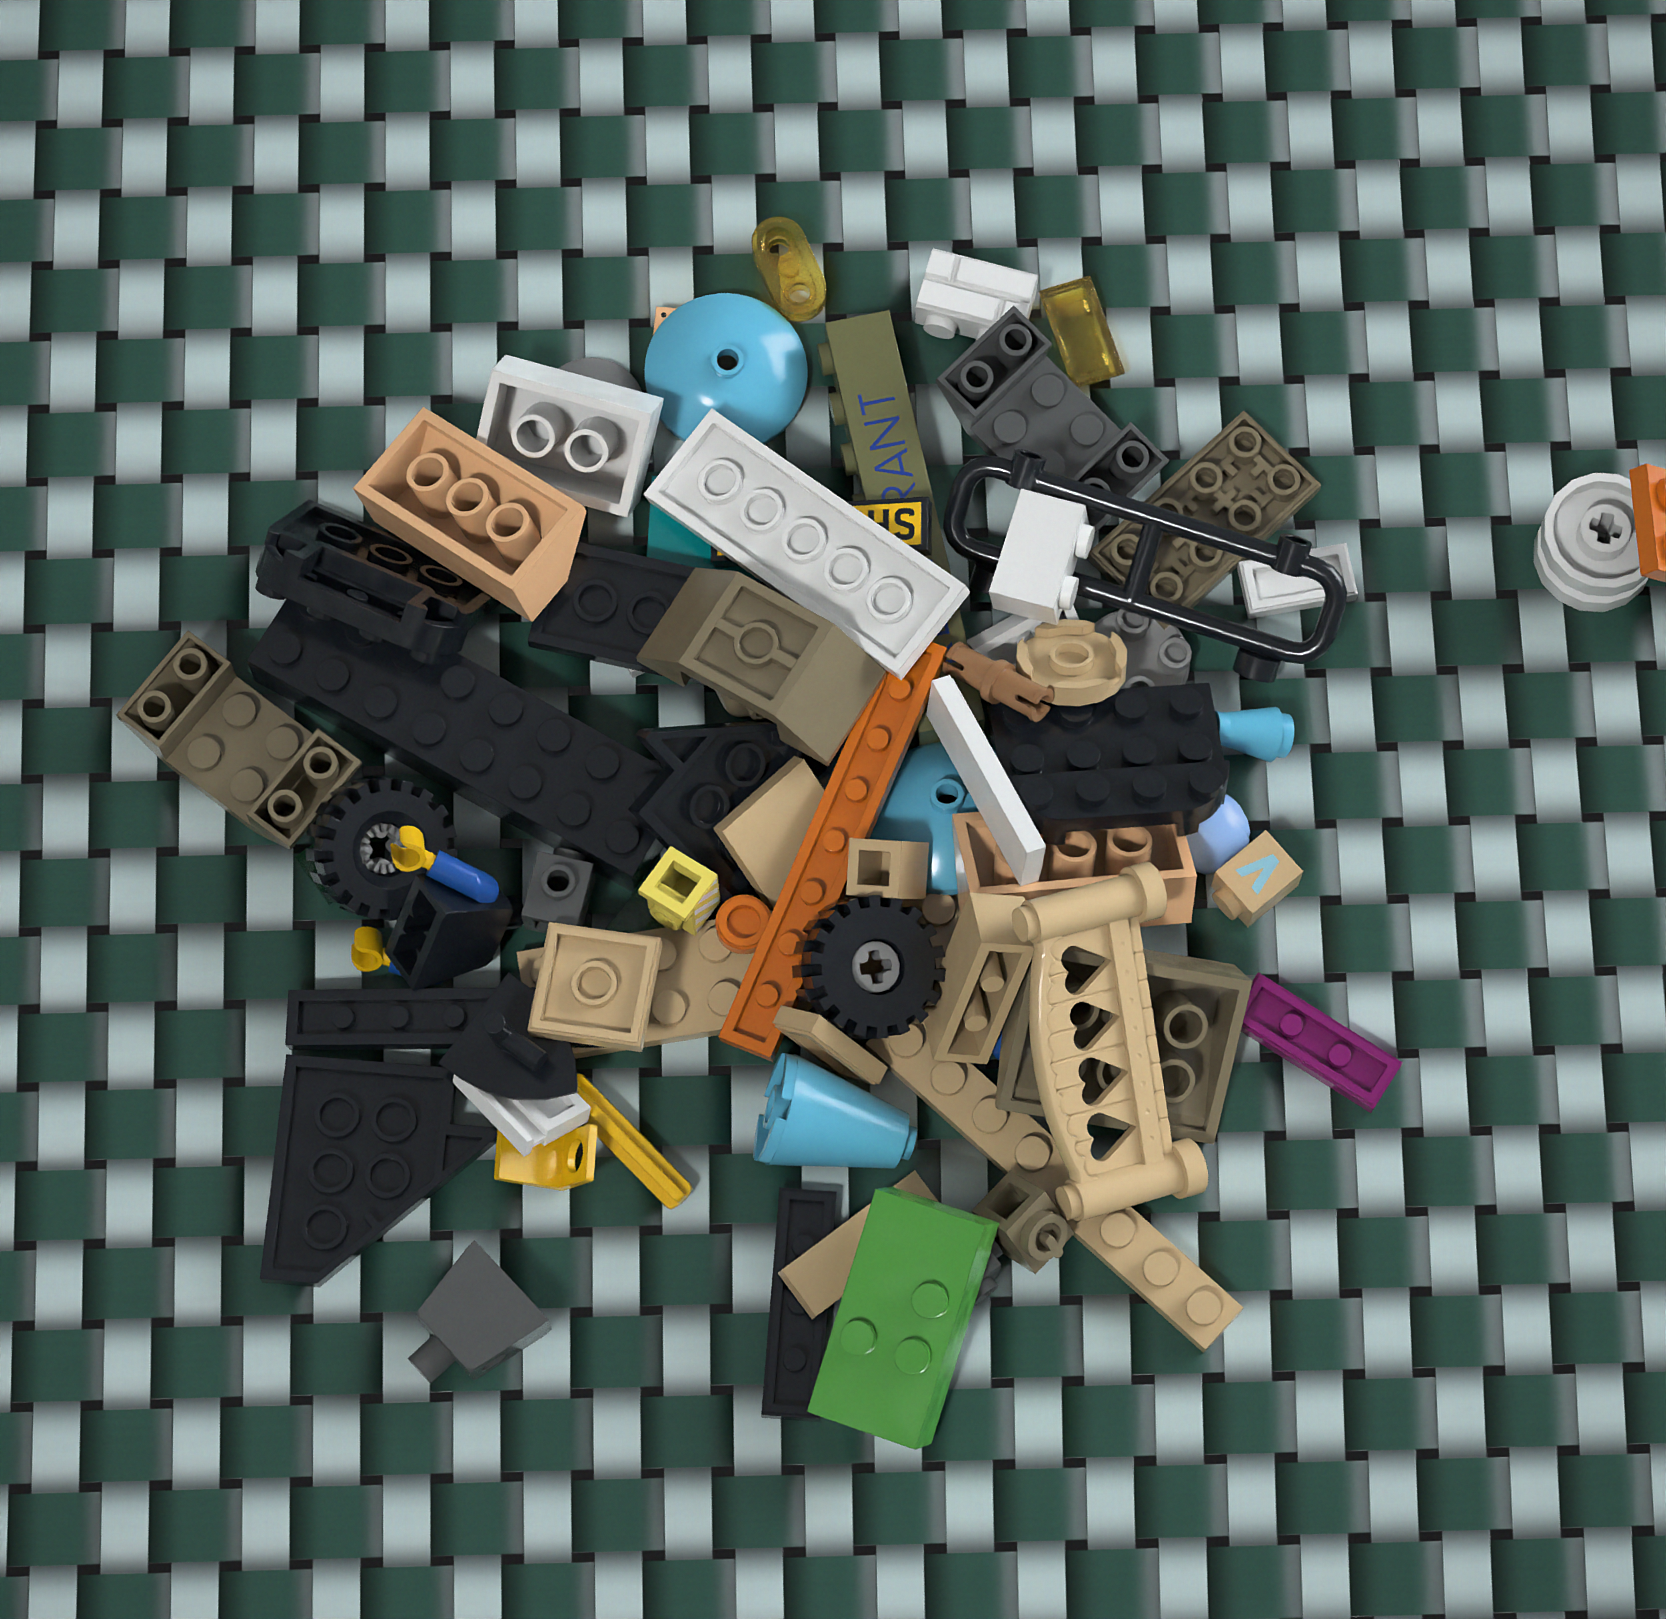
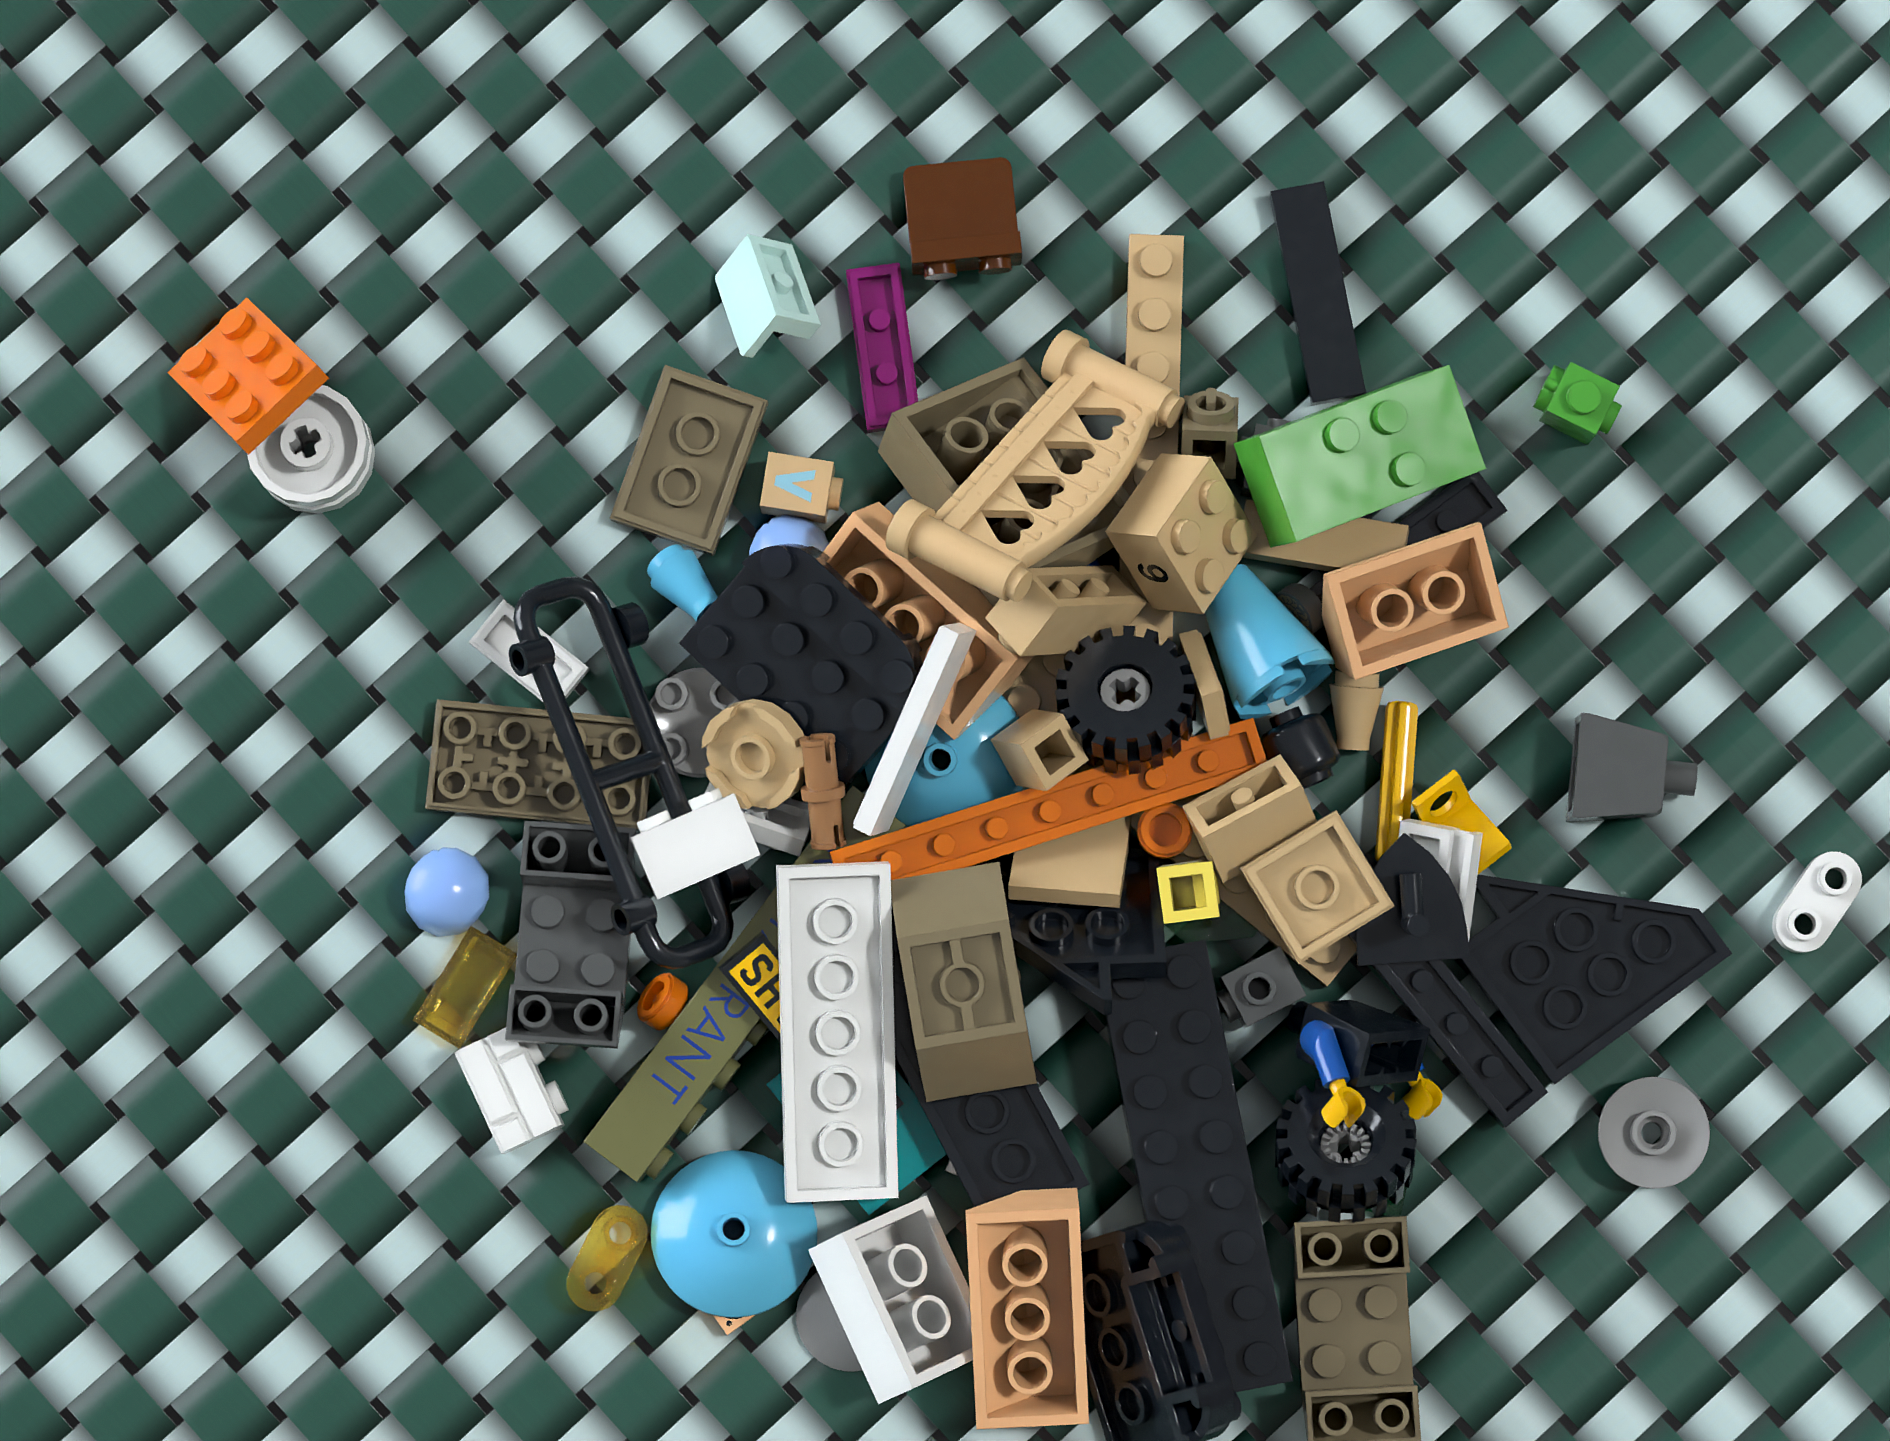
camera: 130 degrees left, 10 degrees up
(169, 1074) = (1682, 1128): none -> light grey dish
(238, 1386) = (1818, 901): none -> white plate
(695, 986) = (1249, 816): none -> tan brick
(712, 1159) = (1355, 709): none -> tan cone
(715, 1083) = (1303, 744): none -> black head
(748, 1256) = (1411, 602): none -> light nougat slope
(797, 1542) = (1578, 402): none -> bright green brick
(824, 1180) = (1303, 605): none -> dark grey tile
(943, 456) = (662, 1001): none -> orange tile
(962, 1123) = (1181, 533): none -> tan brick
(1067, 1418) = (1317, 293): none -> black tile
(1166, 377) = (446, 891): none -> light blue hair
(1350, 822) = (689, 460): none -> dark tan tile
(1367, 1185) = (962, 218): none -> reddish brown bracket
(1432, 979) = (765, 293): none -> light aqua panel

